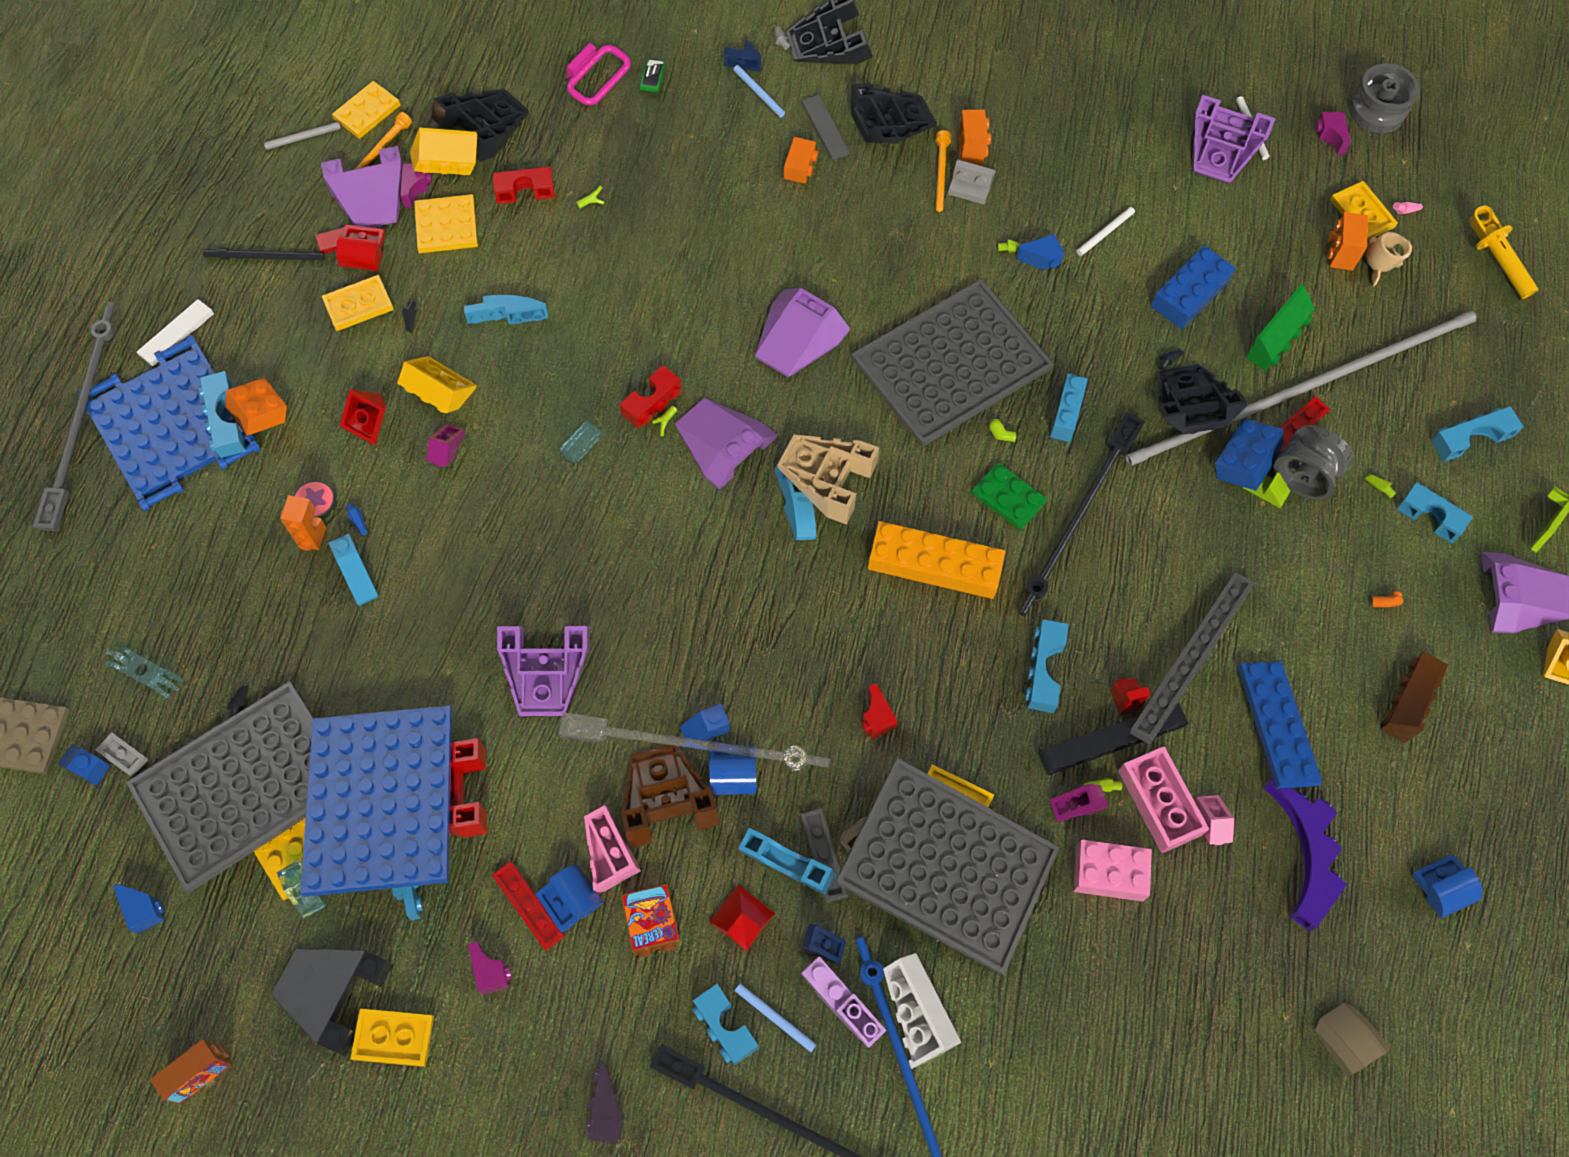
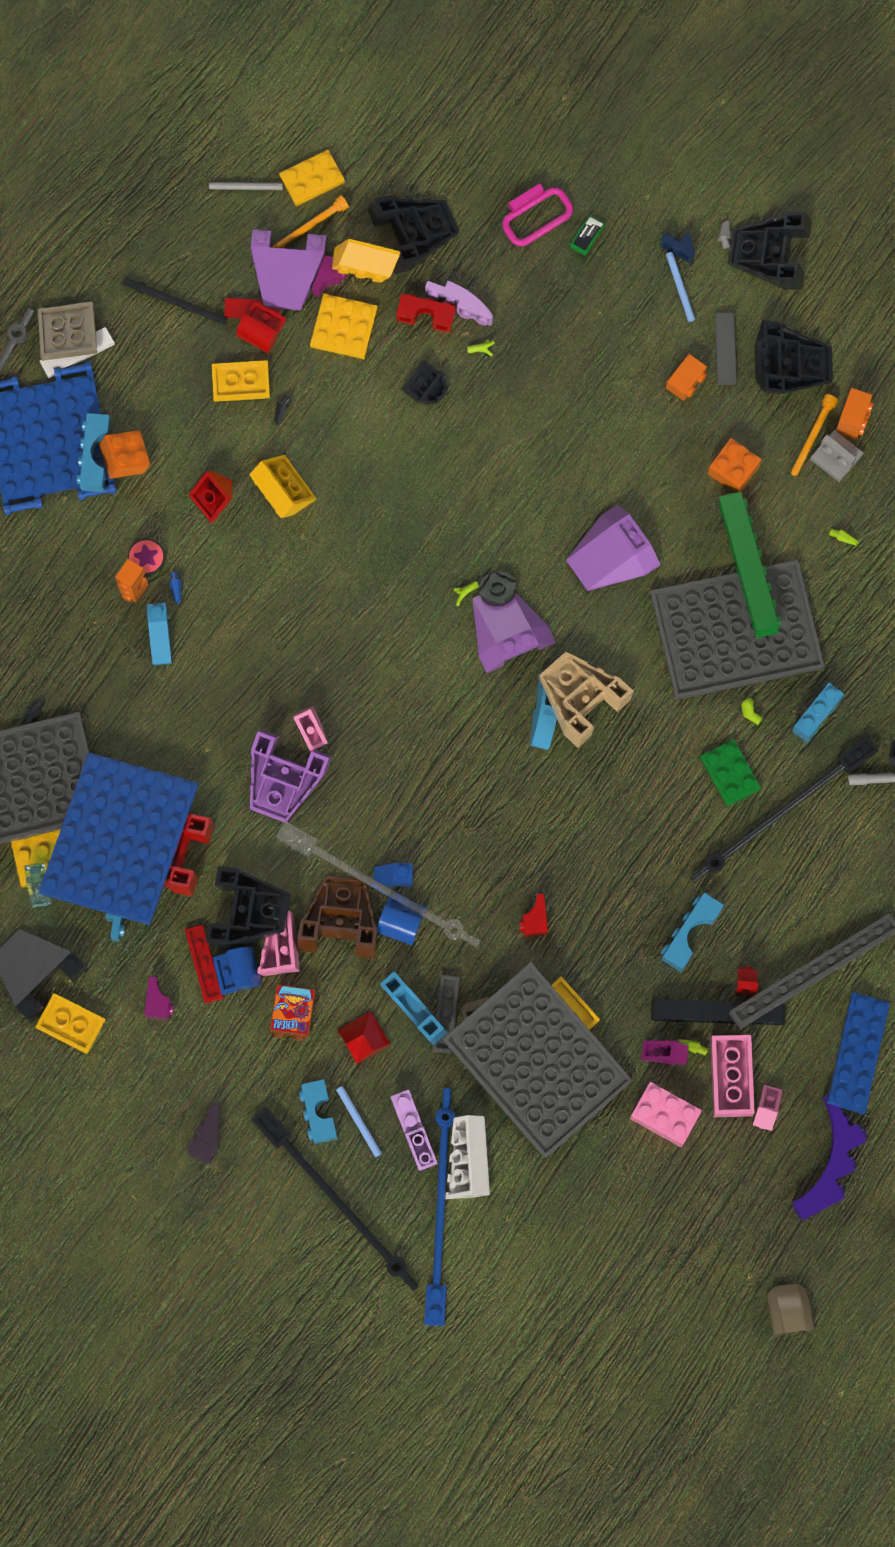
camera: 25 degrees right, 10 degrees up
(157, 314) = (67, 331): none -> dark tan plate
(444, 444) = (270, 547): magenta arch -> none
(513, 307) = (374, 437): dark azure slope -> none
(548, 246) = (426, 384): none -> black slope
(555, 606) = (311, 728): none -> bright pink slope
(562, 164) = (467, 304): none -> lavender slope
(567, 822) = (256, 913): none -> black wedge
(580, 442) = (385, 586): clear light blue tile -> none
(641, 409) = (447, 576): red arch -> none
(697, 404) = (497, 588): none -> pearl dark grey tile
(823, 944) = (417, 1082): dark blue slope -> none
(881, 219) = (734, 466): none -> orange brick
(936, 560) = (640, 807): light orange brick -> none
(938, 297) = (748, 565): none -> green brick
(1041, 252) = (865, 553): blue slope -> none

